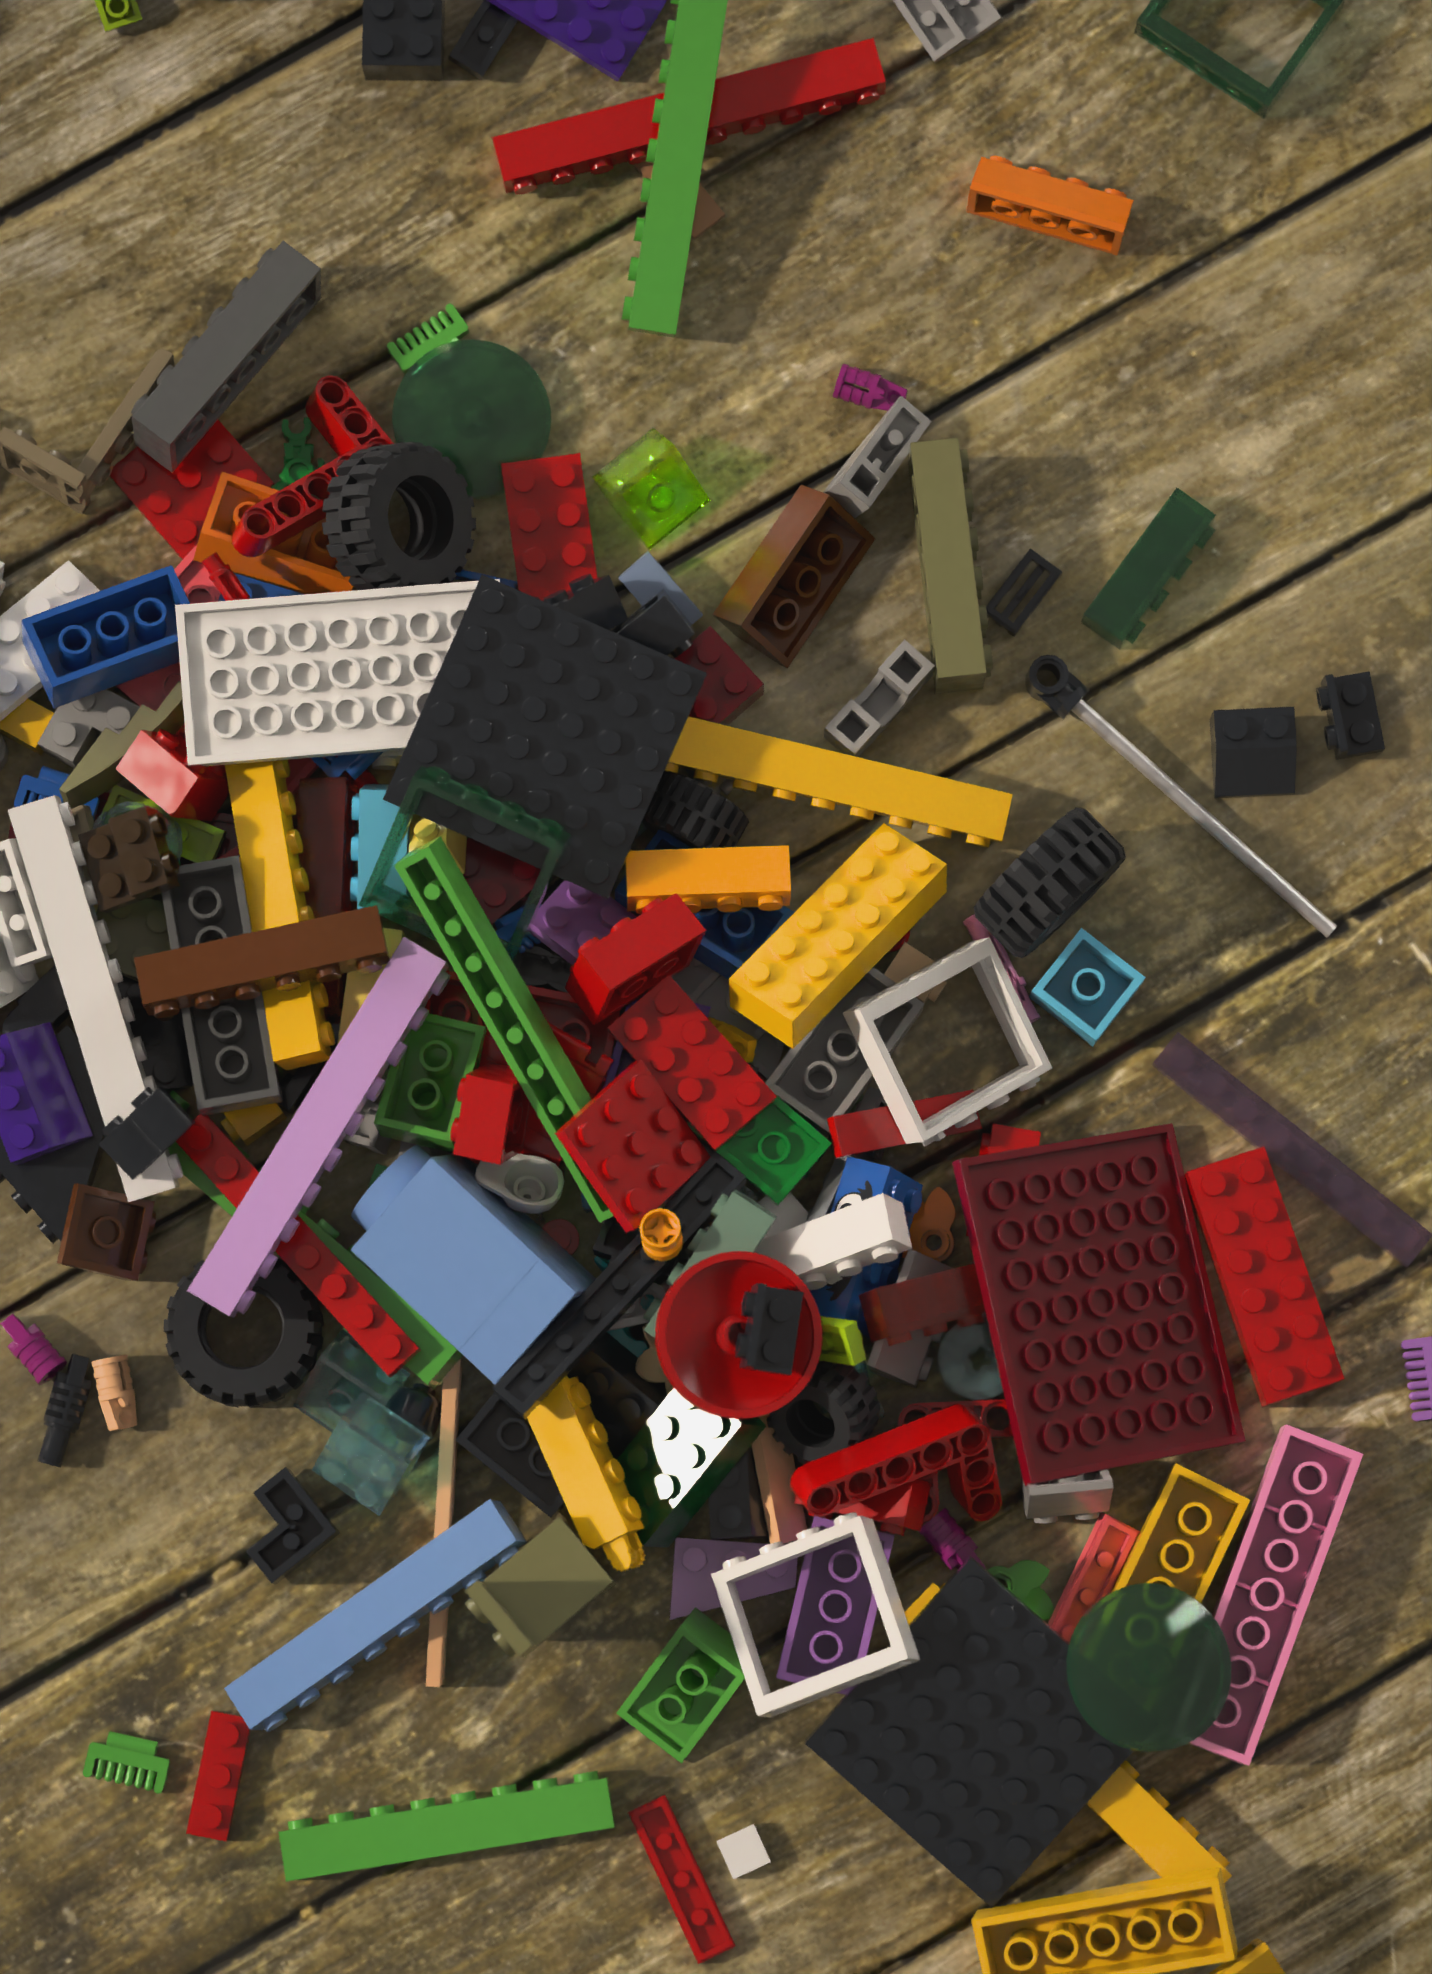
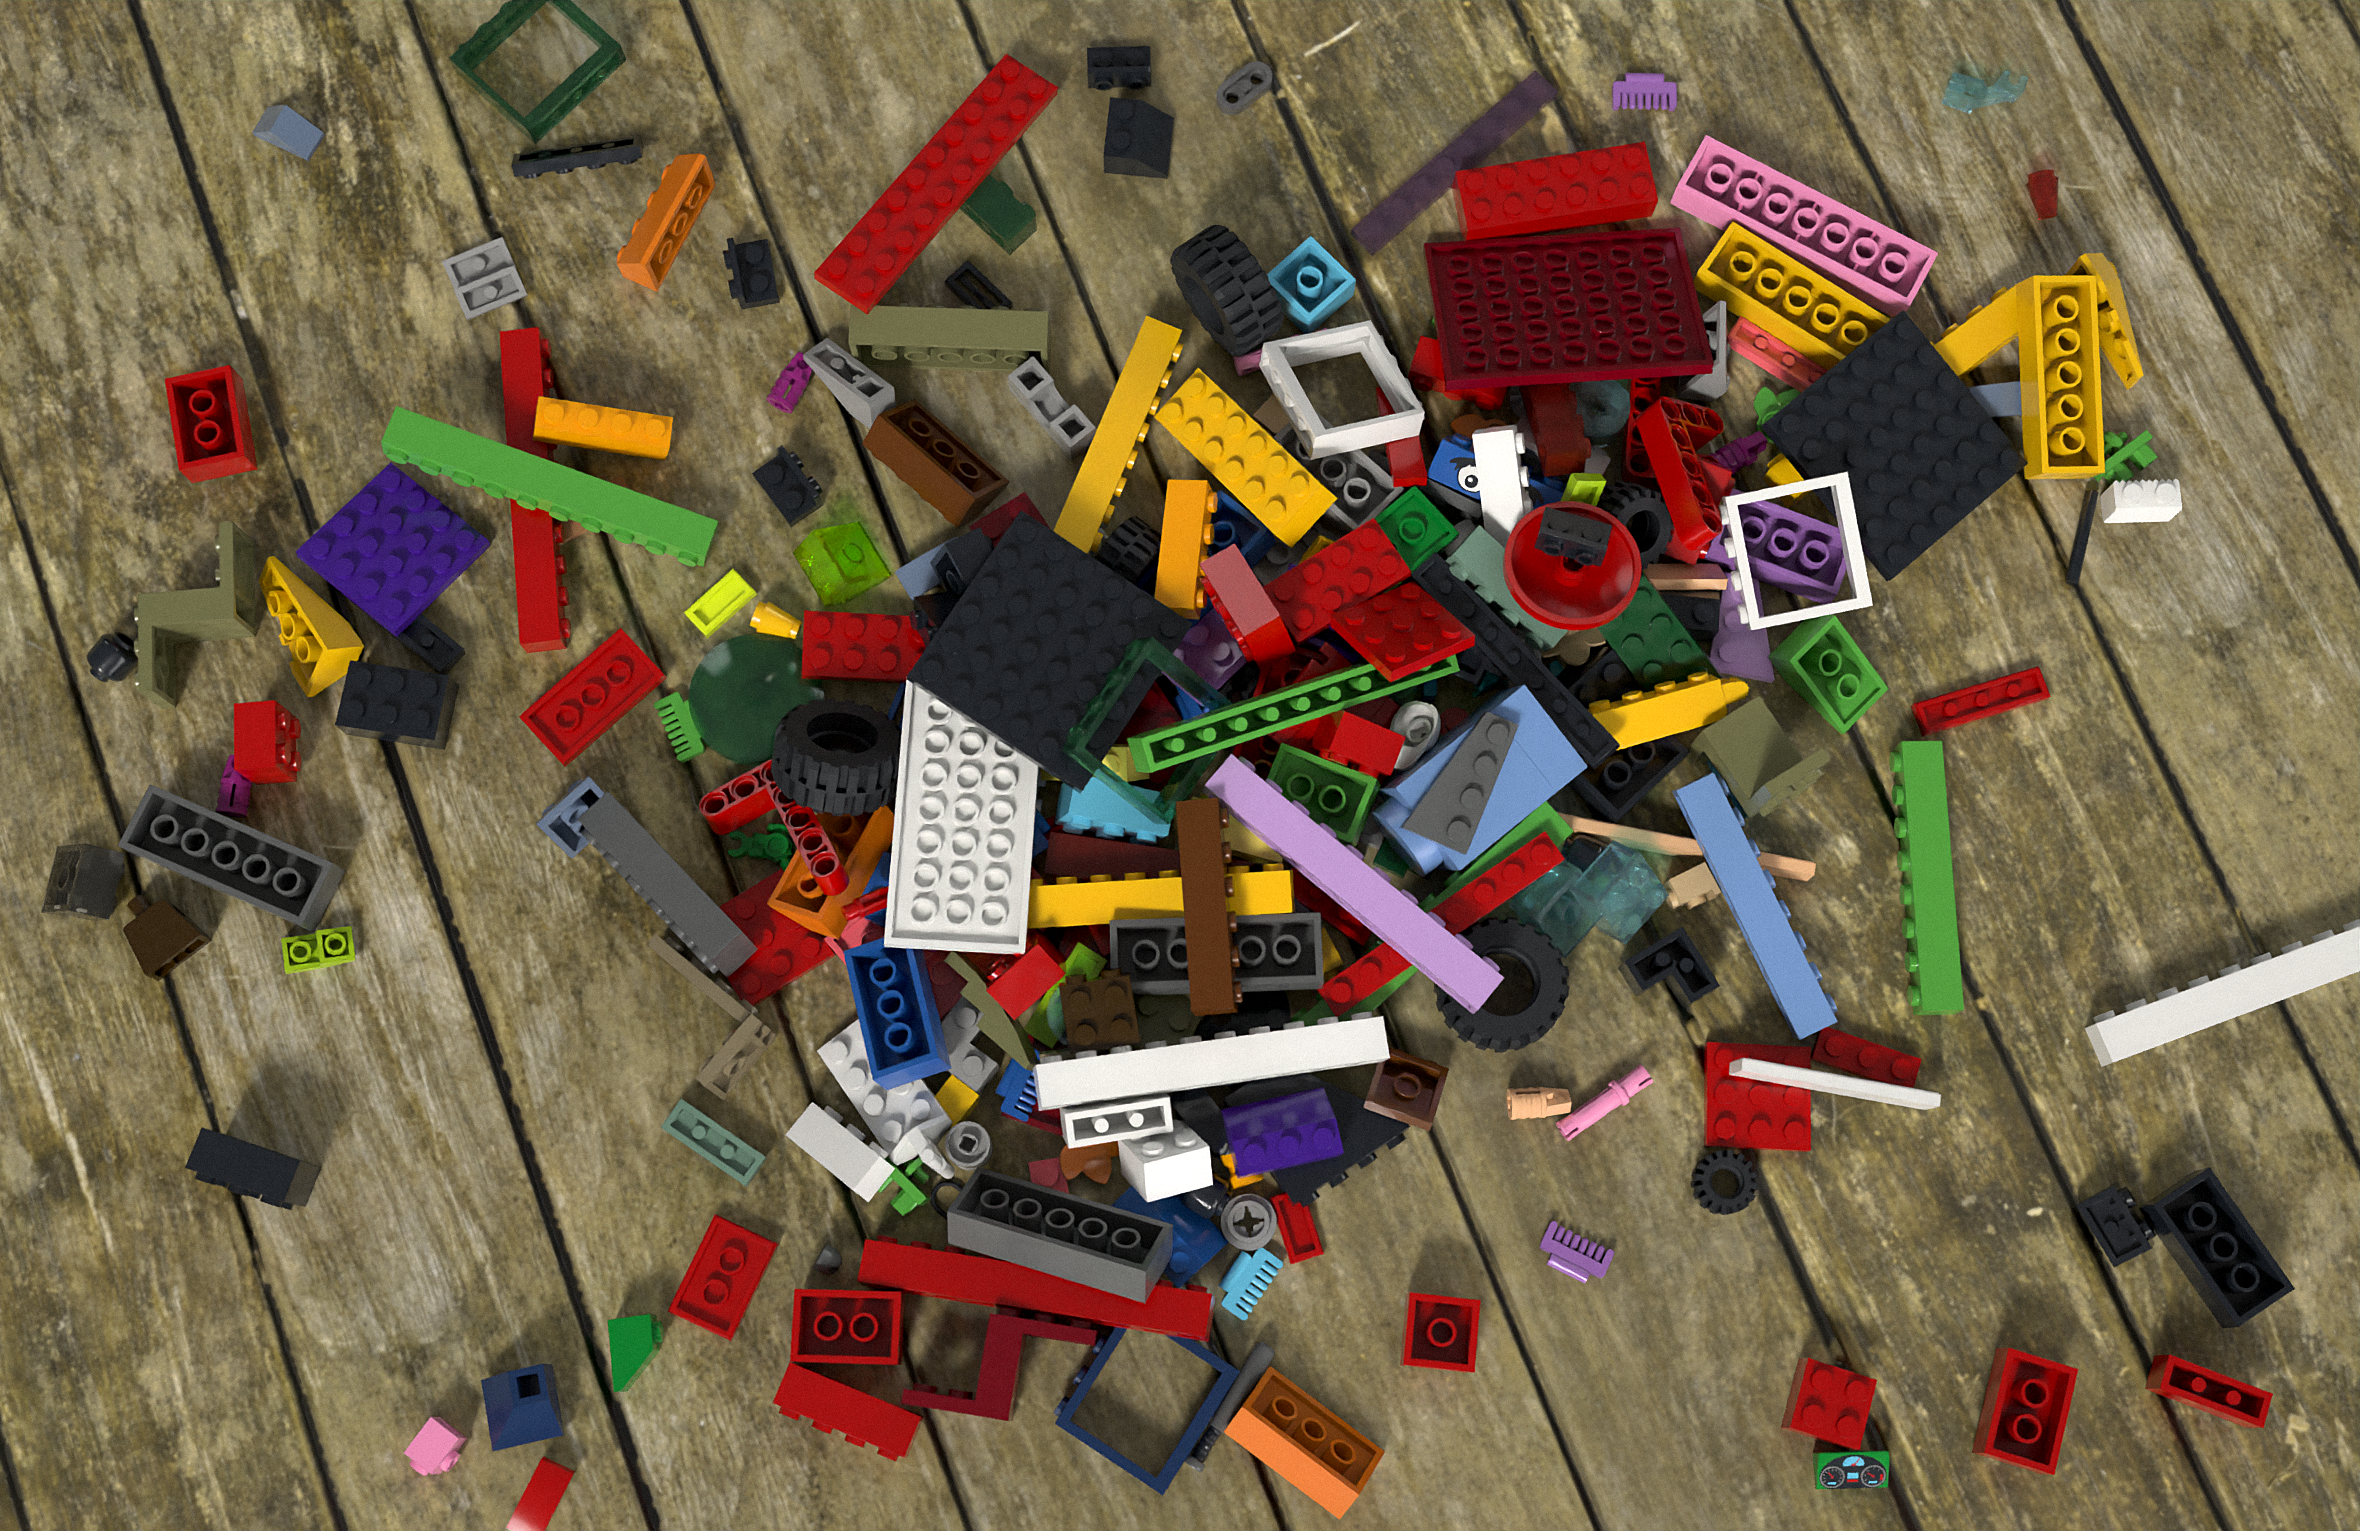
camera: 85 degrees left, 5 degrees down
(25, 1614) = (1745, 1182): none -> black tyre
(33, 1350) = (1494, 1167): magenta hinge -> none
(65, 1409) = (1547, 1147): black hinge -> none
(131, 1752) = (1839, 1130): bright green piece -> none
(133, 1478) = (1610, 1098): none -> bright pink pin
(146, 1131) = (1336, 1028): black brick -> none
(157, 1650) = (1753, 1111): none -> red plate
(177, 1734) = (1834, 1083): none -> white tile
(281, 220) = (561, 821): none -> sand blue slope
(391, 1539) = (1691, 888): none -> tan brick
(431, 1233) = (1464, 785): none -> dark grey wing
(447, 233) = (592, 697): none -> red plate
(569, 423) = (775, 621): none -> yellow cone
(584, 357) = (720, 603): none -> neon yellow tile
(660, 1225) = (1479, 609): light orange wheel -> none
(738, 409) = (788, 486): none -> black bracket
(743, 1851) = (1963, 650): white tile -> none
(768, 179) = (602, 428): none -> light orange brick
(1004, 317) = (752, 273): none -> black bracket
(1068, 697) = (1072, 268): flat silver piece -> none
(1073, 1861) = (1999, 399): none -> sand blue slope
(1120, 85) = (566, 158): none -> black plate
(1142, 515) = (935, 184): none -> red plate
(1149, 1667) = (1861, 307): clear green dish -> none
(1350, 869) = (1241, 88): none -> flat silver plate
(1369, 1905) = (2044, 193): none -> clear red cone

